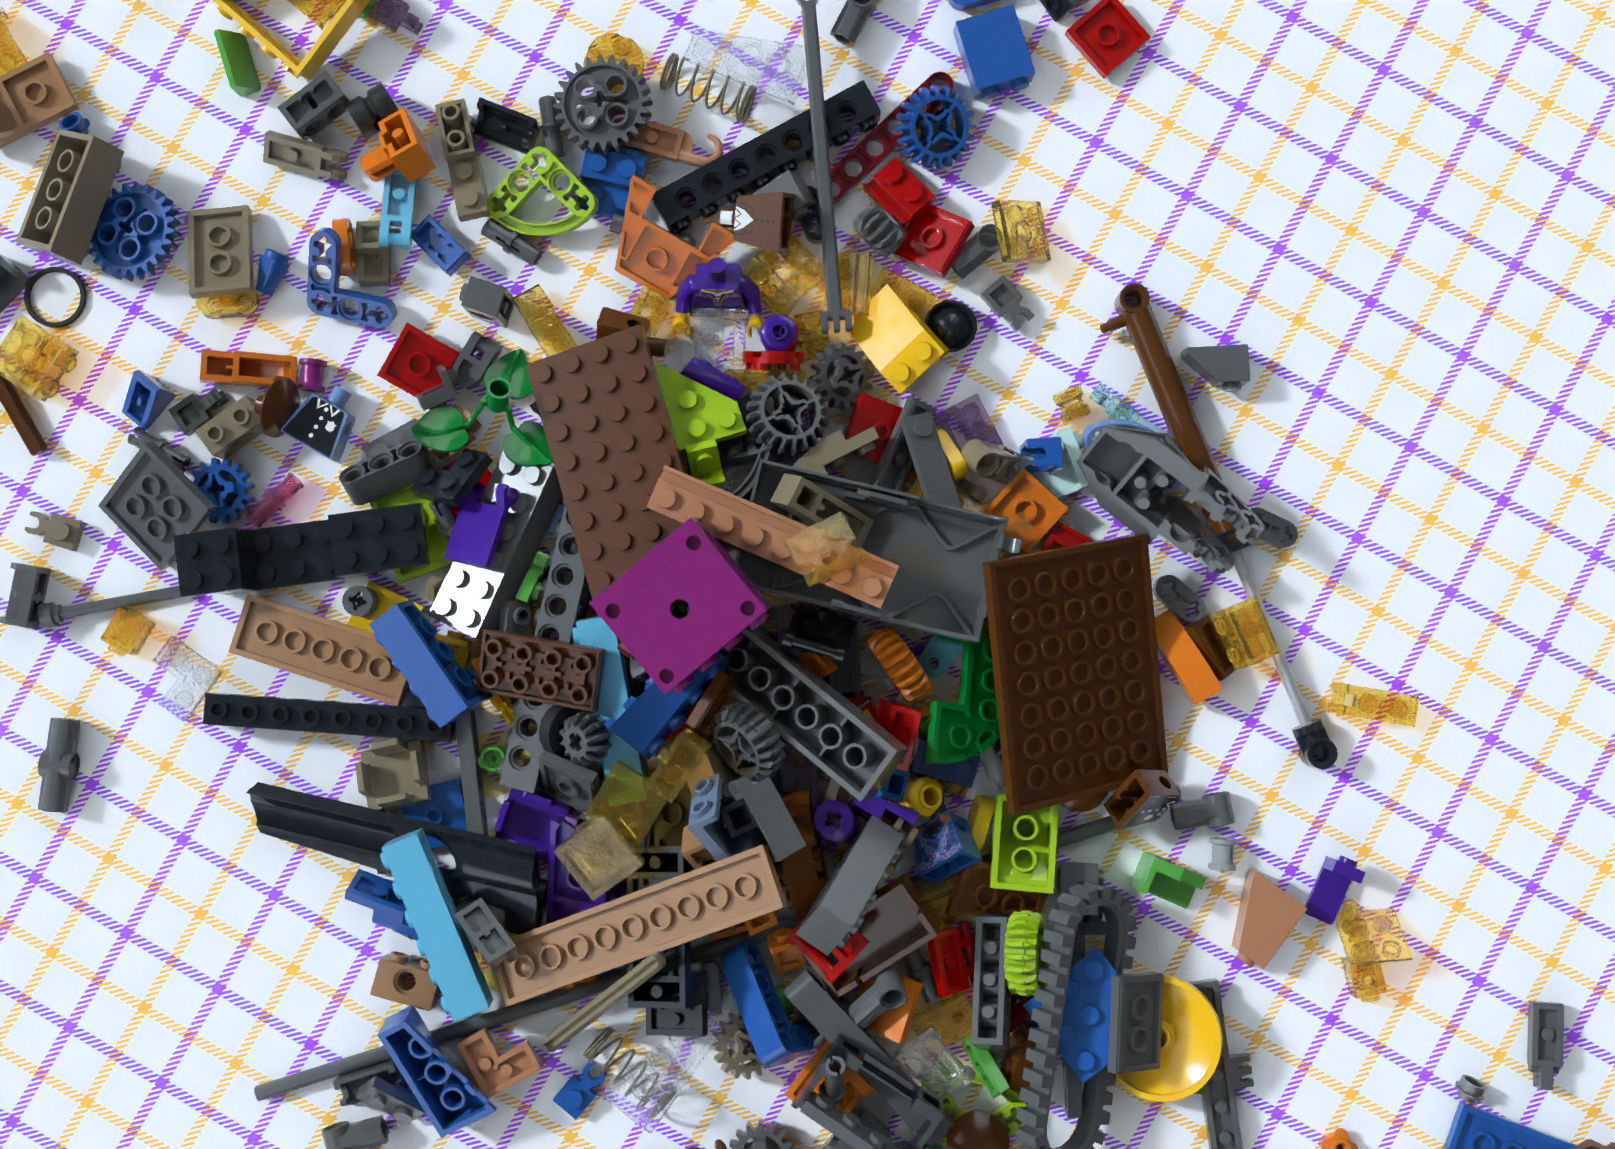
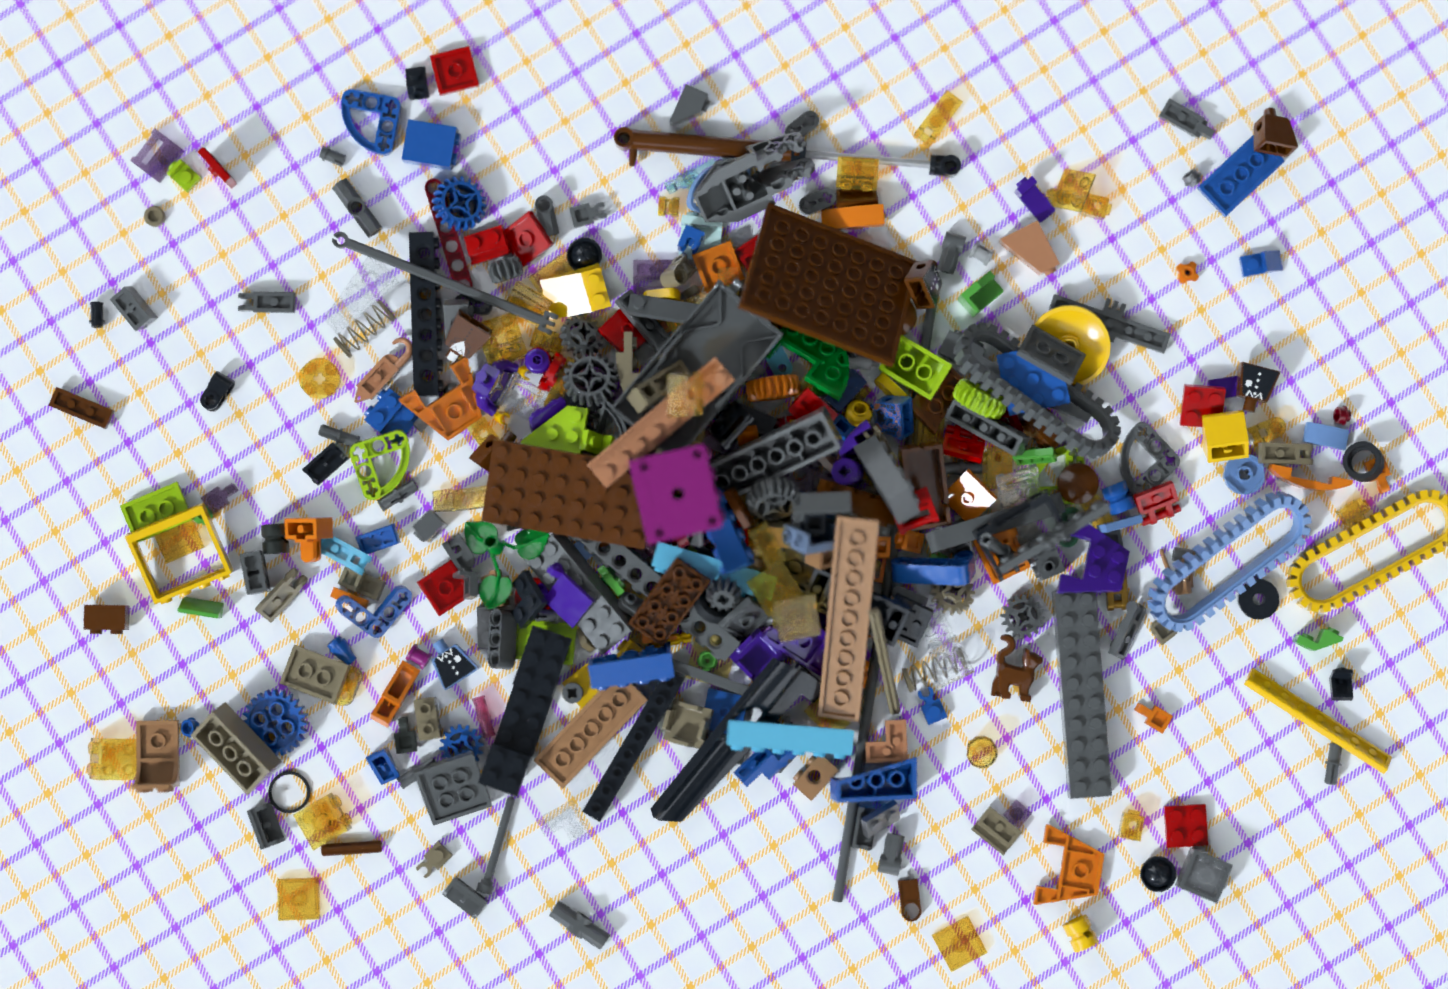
camera: 65 degrees left, 0 degrees up
(127, 632) = (519, 844): clear yellow brick -> none
(277, 405) = (429, 684): reddish brown dish -> none
(463, 160) = (333, 499): dark tan slope -> none
(486, 934) = (809, 708): dark grey hinge -> none
(603, 78) = (327, 389): dark grey gear -> none
(884, 995) = (962, 493): dark grey piece -> none
(1021, 231) = (549, 184): clear yellow plate -> none
(1090, 925) = (982, 352): black bracket -> none

